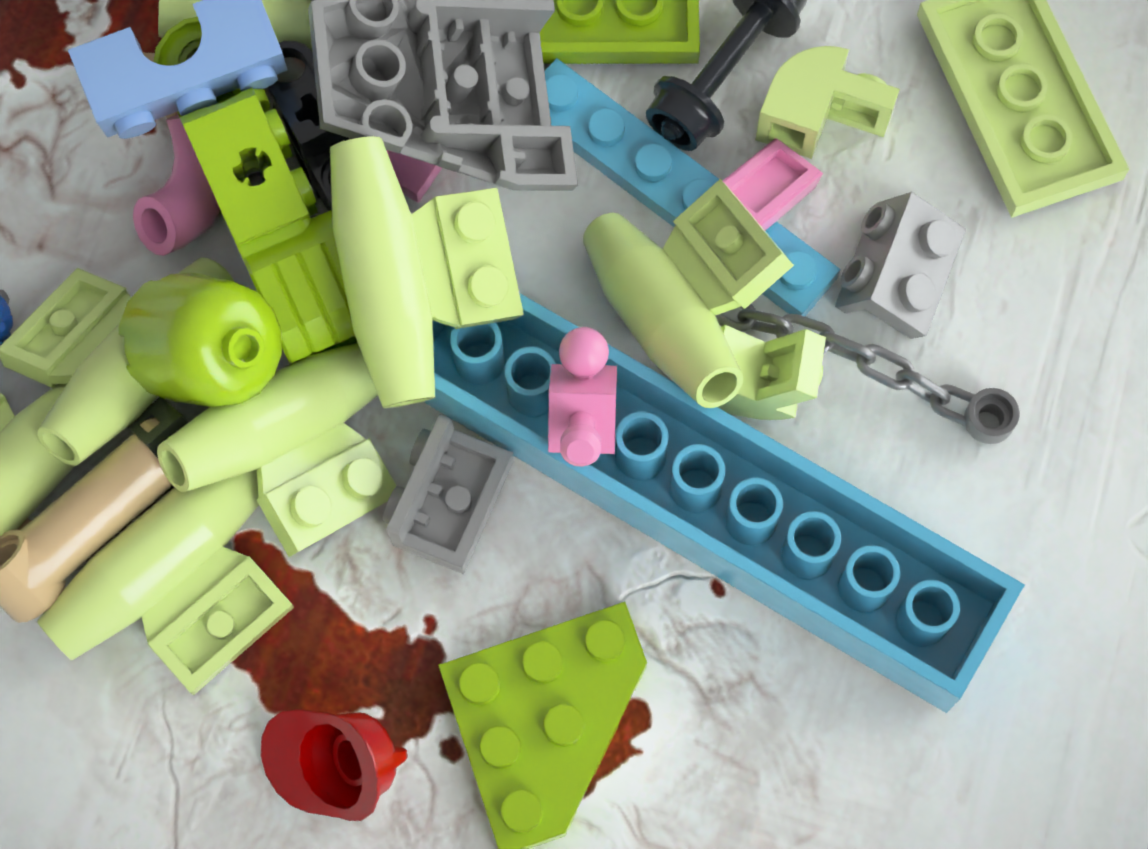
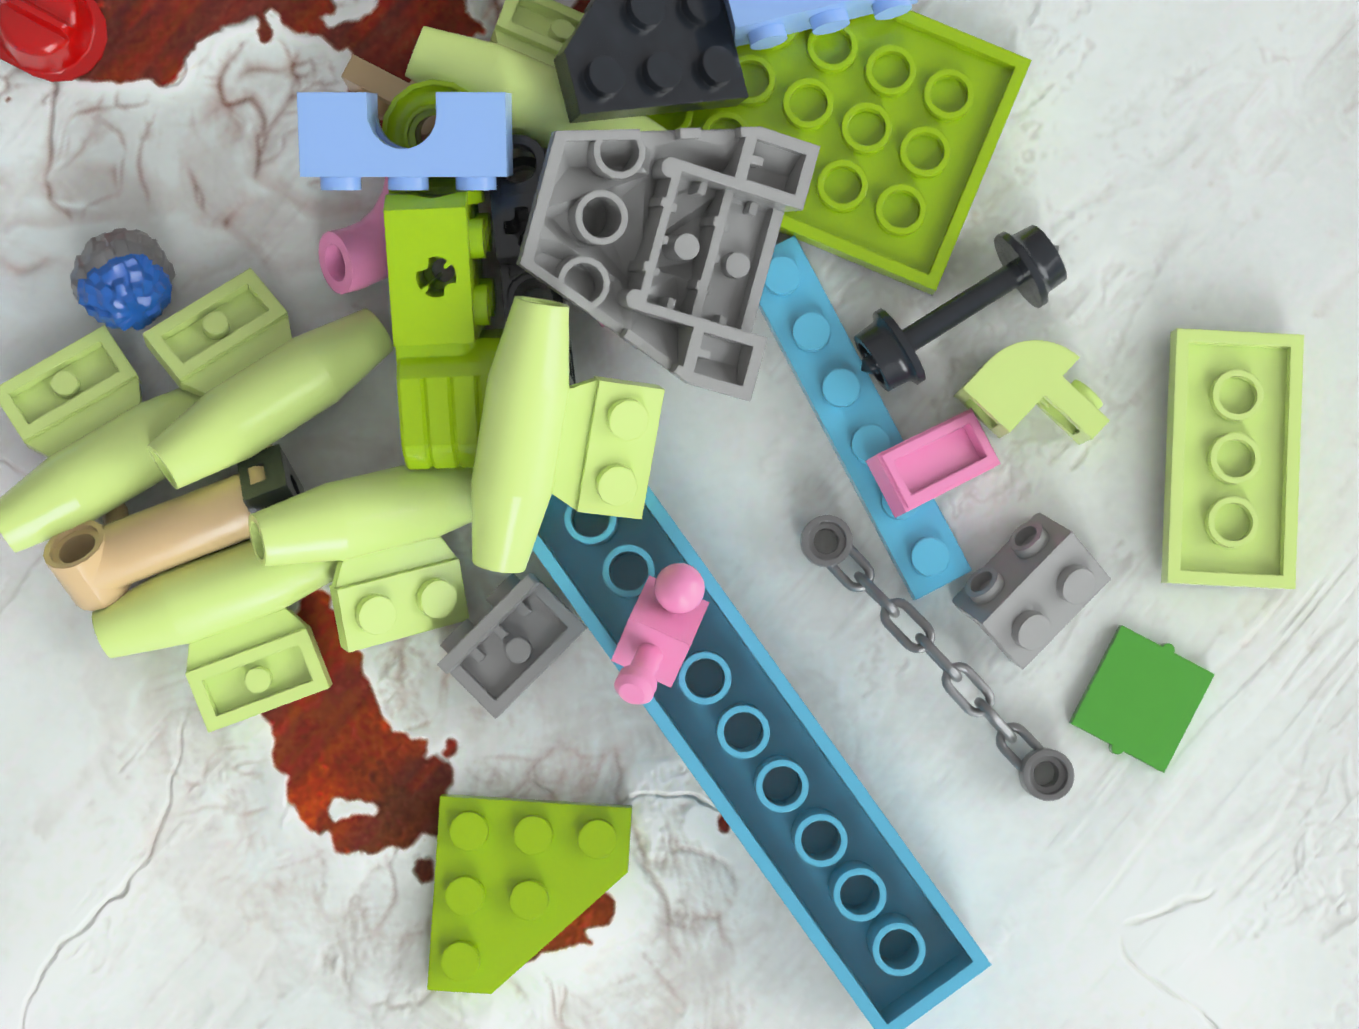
camera: 20 degrees right, 15 degrees up
(200, 340) = (328, 422): lime cylinder -> none
(329, 761) = (311, 851): red piece -> none
(672, 294) = (798, 544): yellowish green plate -> none
(775, 373) = (840, 644): yellowish green brick -> none
(1043, 323) = (1141, 698): none -> bright green piece

